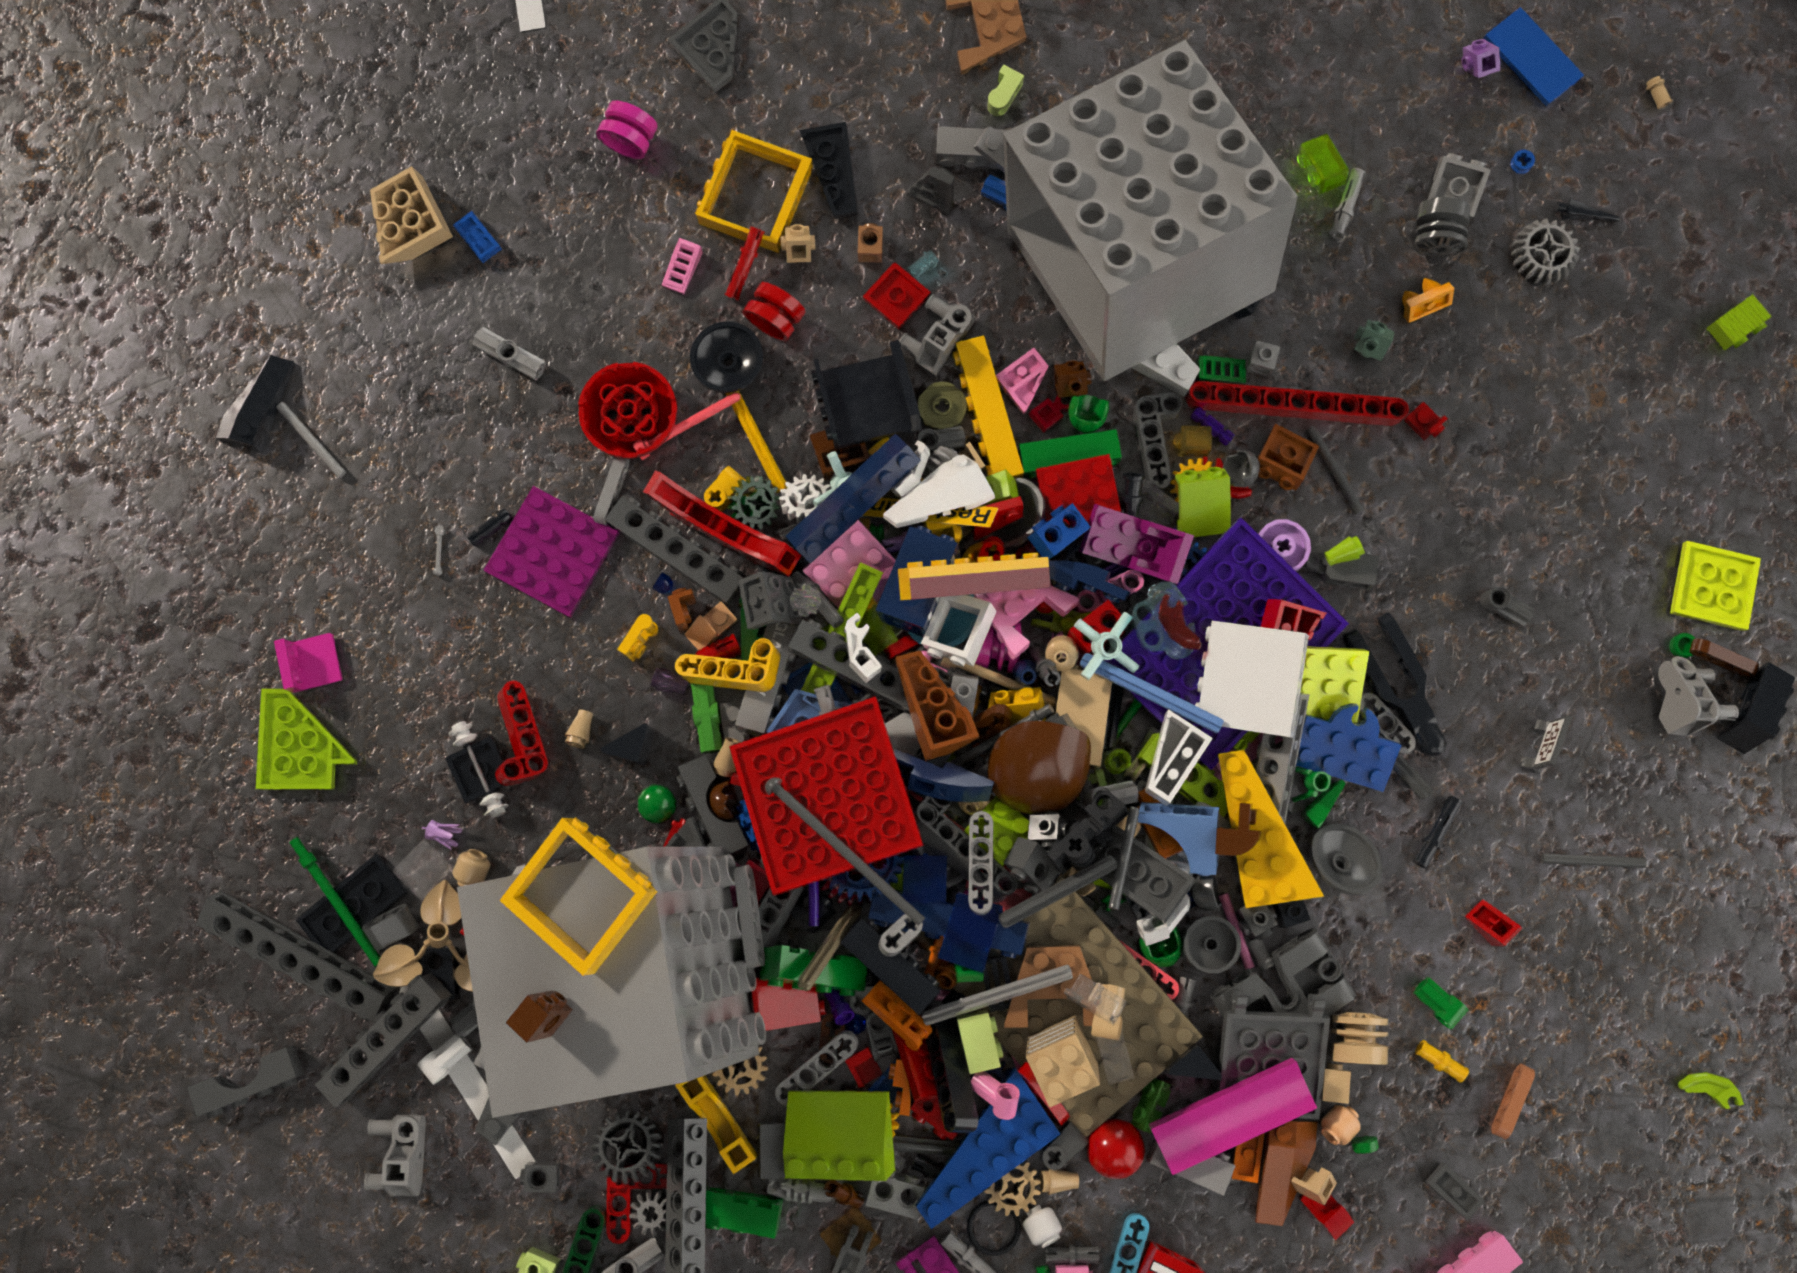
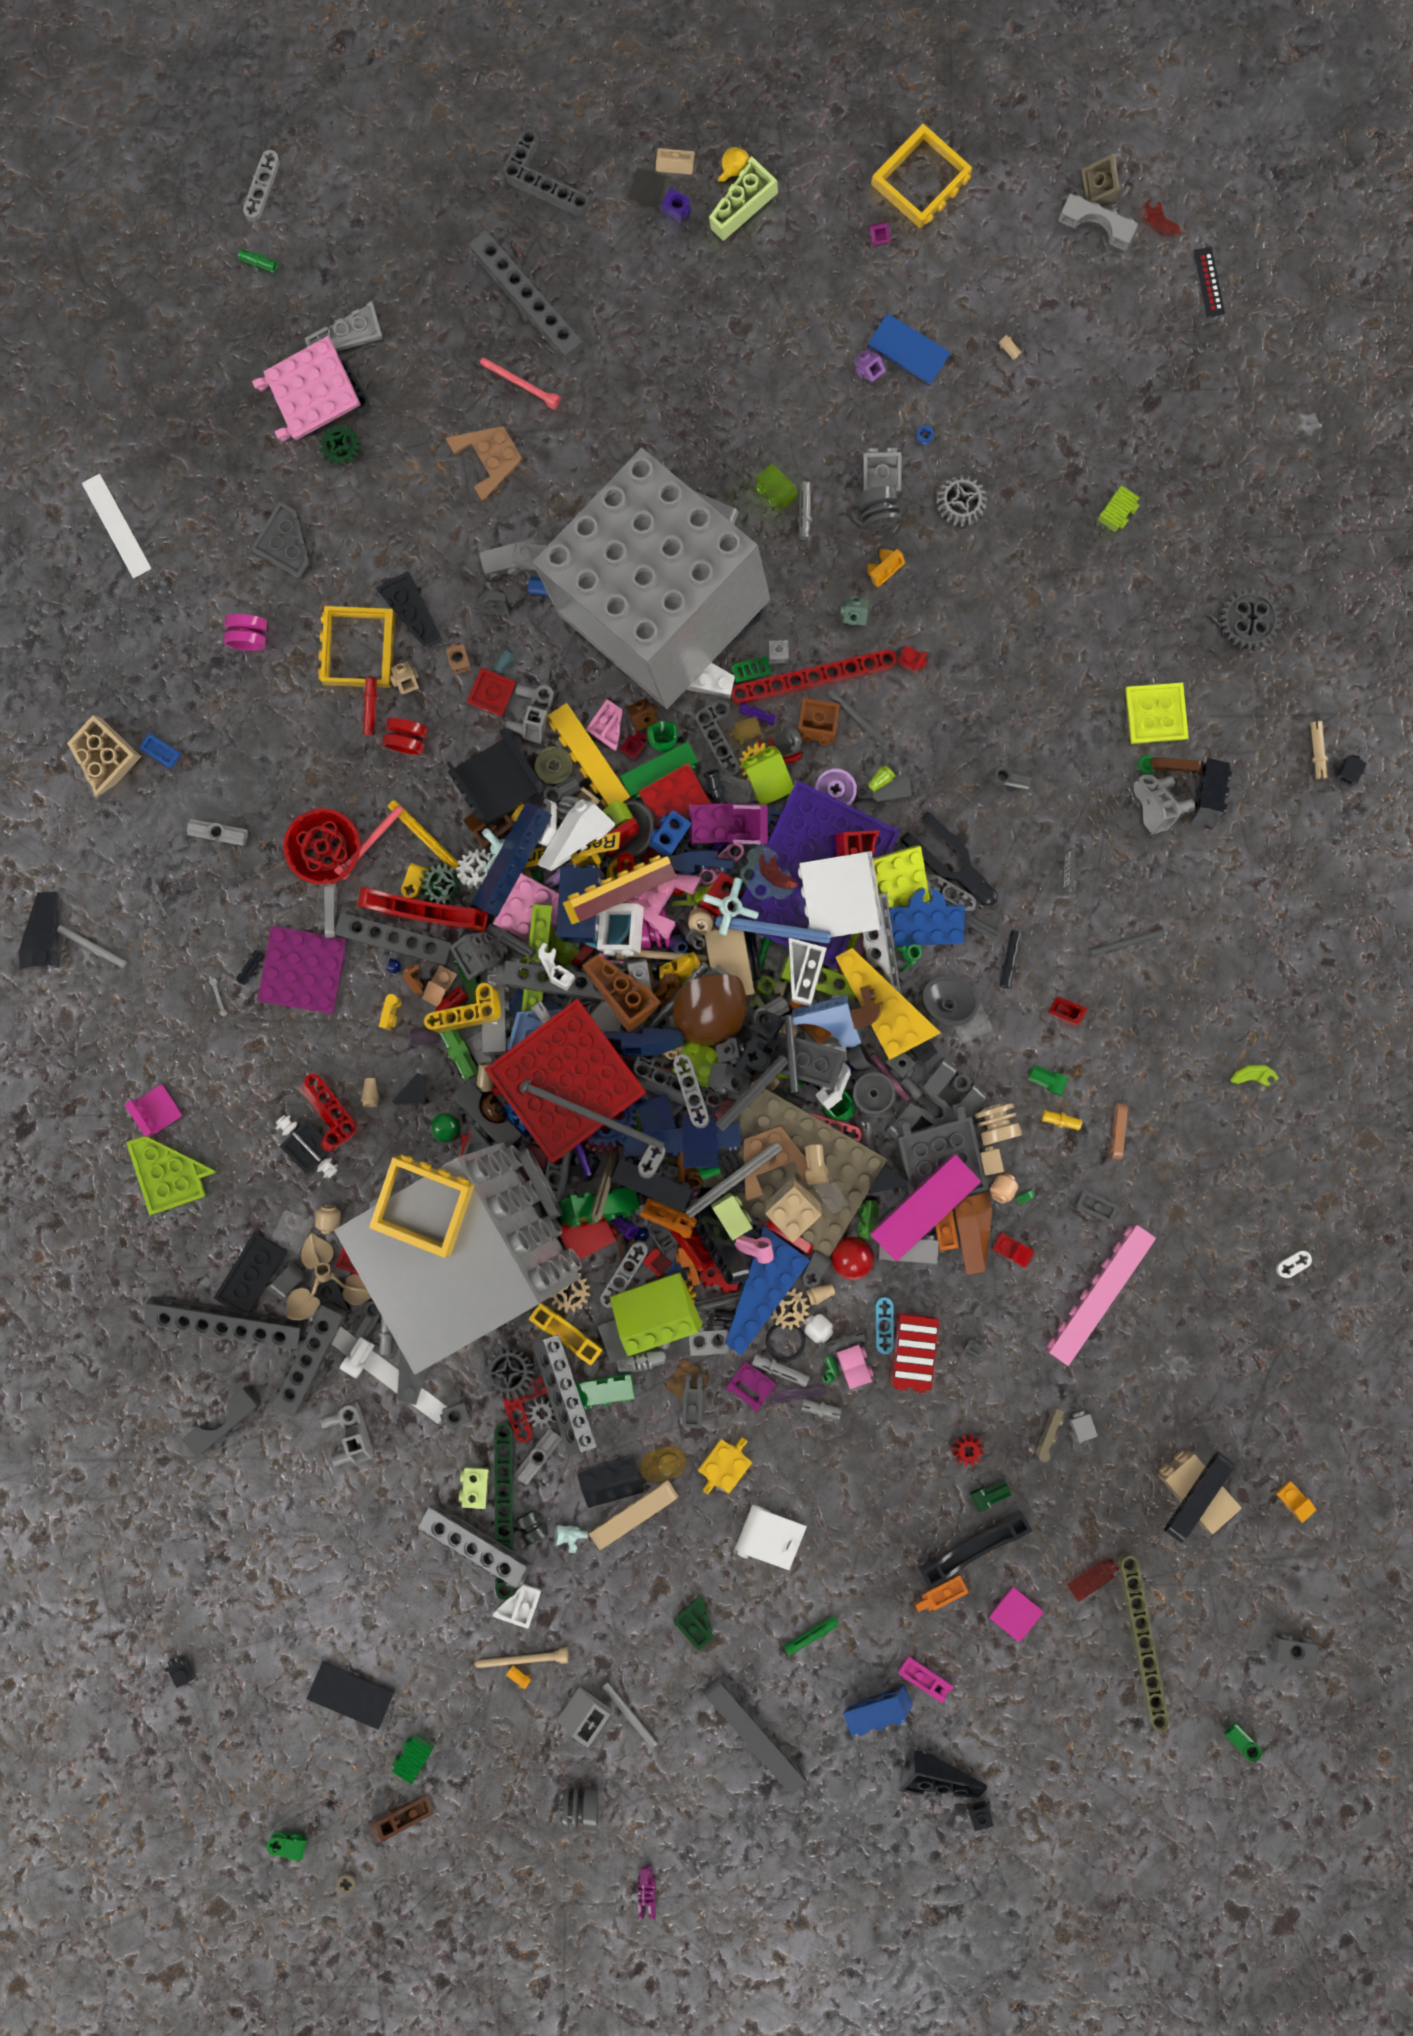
camera: 25 degrees left, 5 degrees up
(308, 862) = (207, 1253): green bar -> none
(442, 833) = (297, 1201): lavender piece -> none
(539, 1015) = (424, 1294): reddish brown brick -> none
(696, 251) = (330, 715): bright pink slope -> none
(723, 343) = (375, 771): black dish -> none
(805, 600) = (502, 945): clear gear -> none
(844, 1194) = (672, 1353): reddish brown pin -> none
(1009, 86) = (520, 510): yellowish green leg -> none
(1096, 999) = (803, 1158): clear panel -> none
(1315, 1185) = (999, 1235): tan panel -> none
(1319, 809) = (921, 971): green slope -> none
(1576, 210) = (976, 460): black piece -> none

